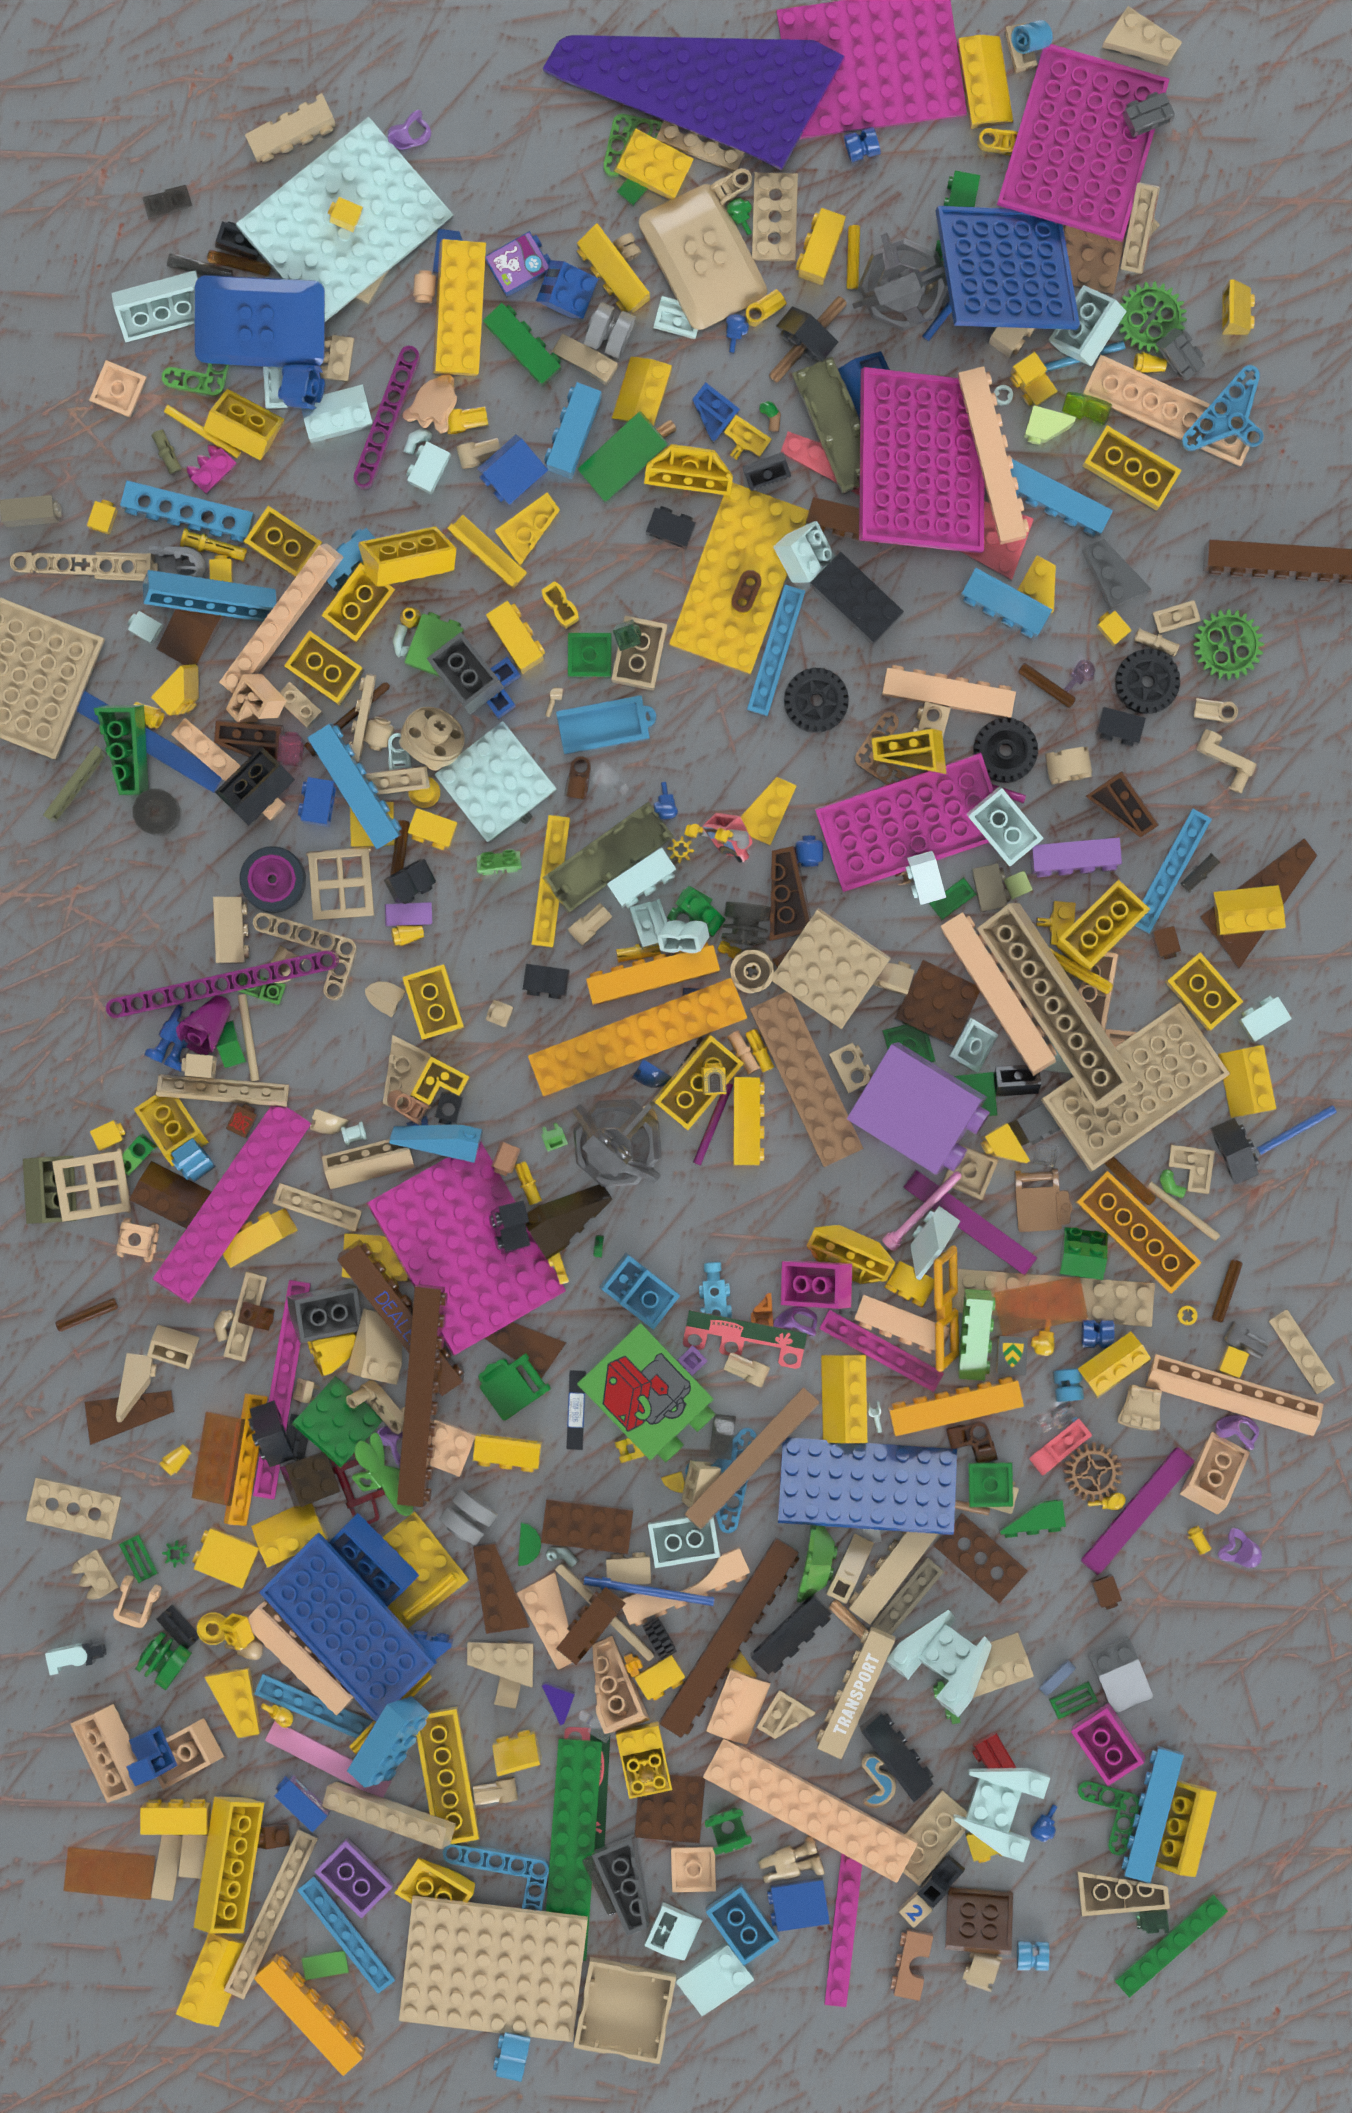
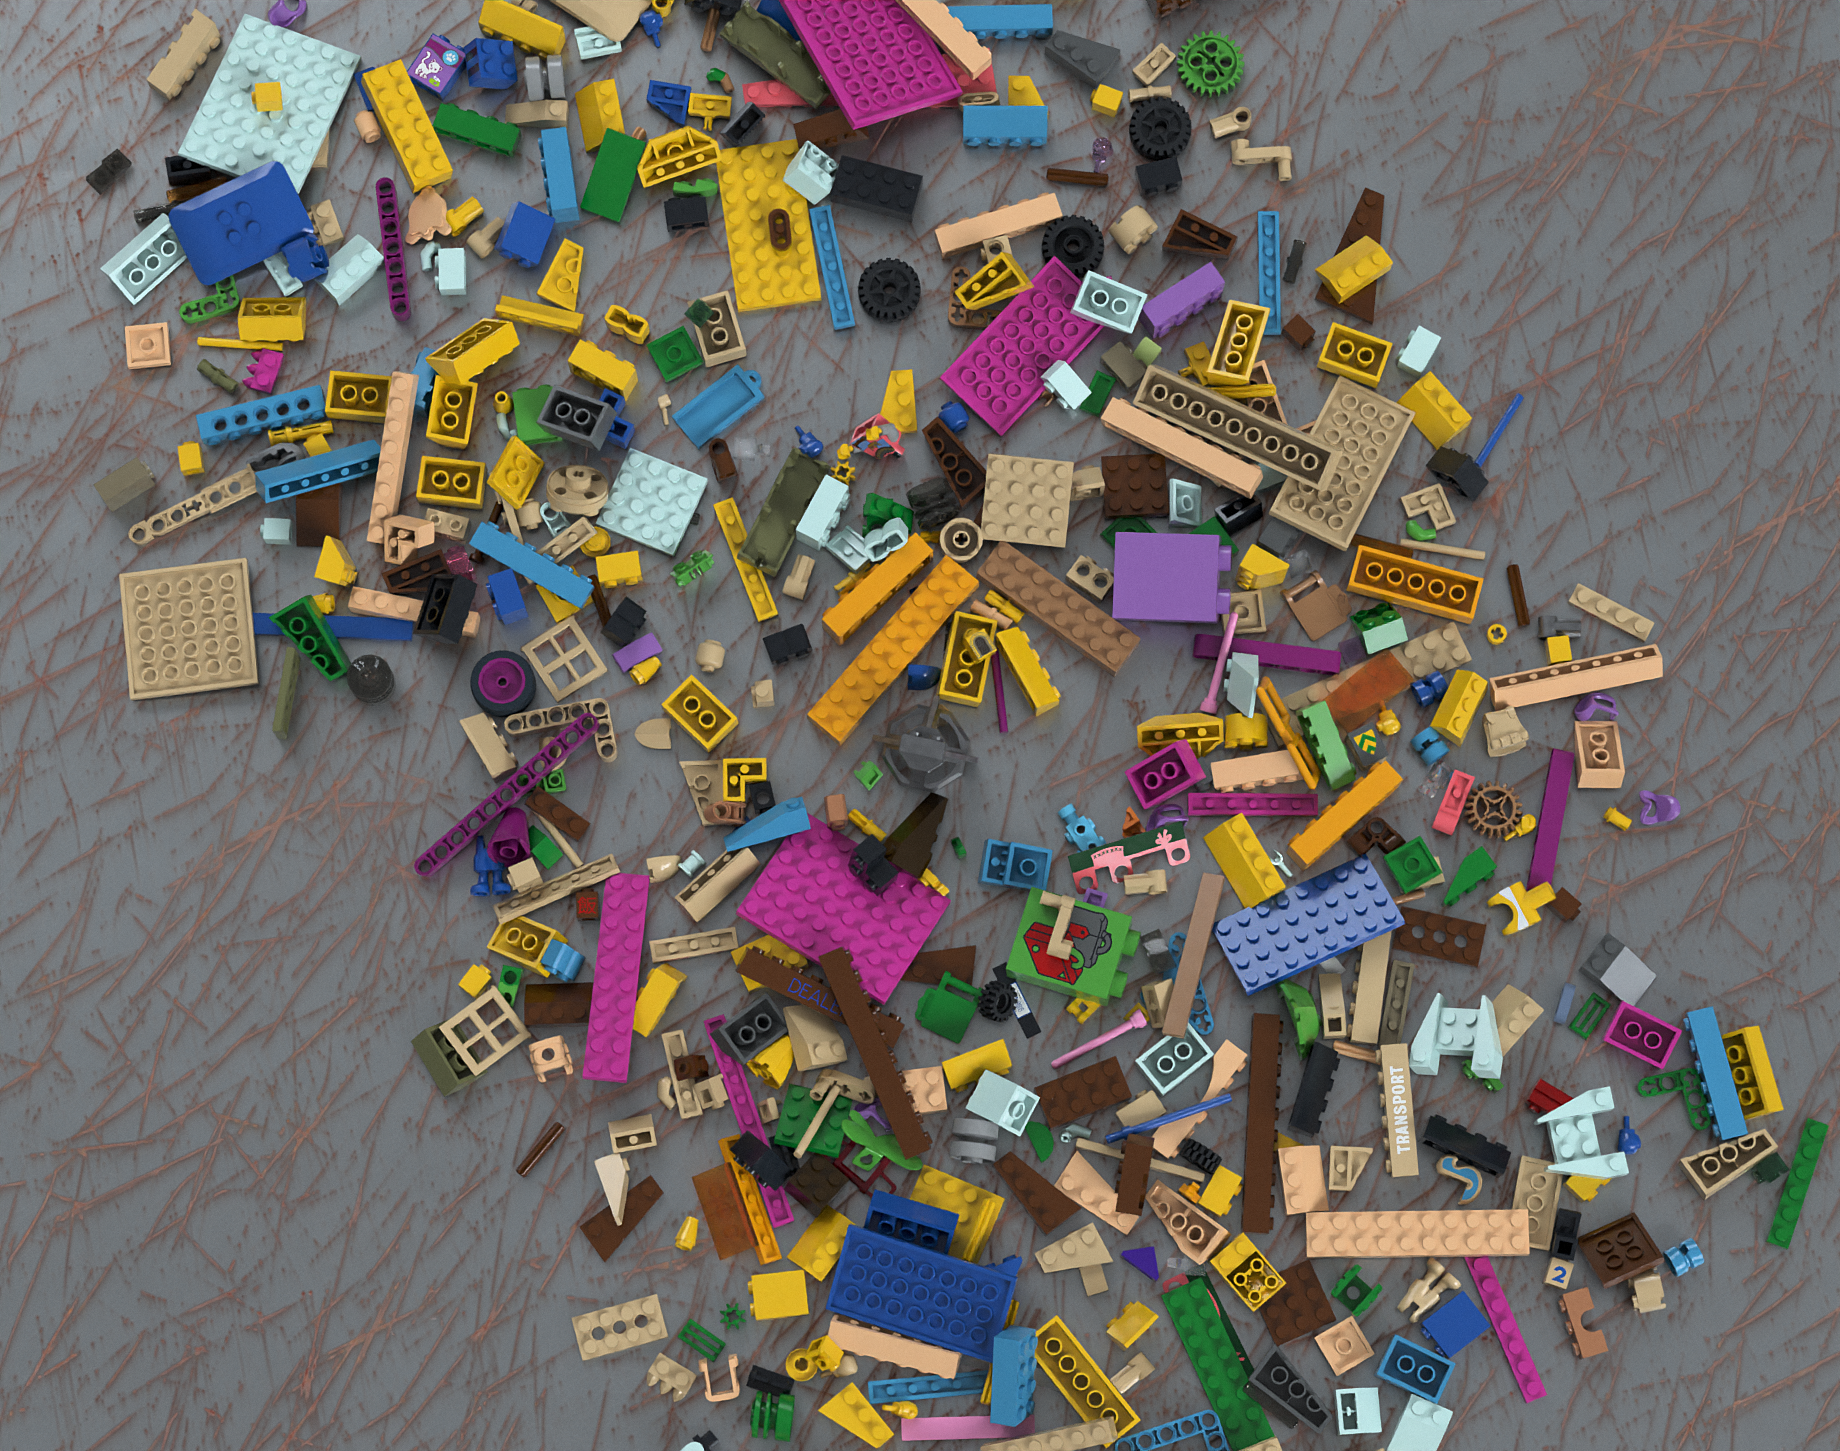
camera: 30 degrees left, 10 degrees down
(259, 1023) = (557, 814): none -> reddish brown plate
(262, 1347) = (711, 1092): none -> tan brick
(338, 1426) = (816, 1121): none -> tan bar
(385, 691) = (515, 472): none -> yellow tile
(471, 953) = (710, 655): none -> tan head
(510, 1498) = (1002, 1102): none -> light aqua brick
(556, 1404) = (989, 998): none -> black tyre
(659, 1356) = (1058, 945): none -> tan beam
(669, 1488) = (1136, 1020): none -> bright pink piece
(698, 511) = (703, 187): none -> bright green slope
(994, 567) = (978, 99): none -> tan plate
(1048, 1259) = (1351, 650): none -> clear purple plate
(1070, 1572) = (1523, 904): none -> yellow connector

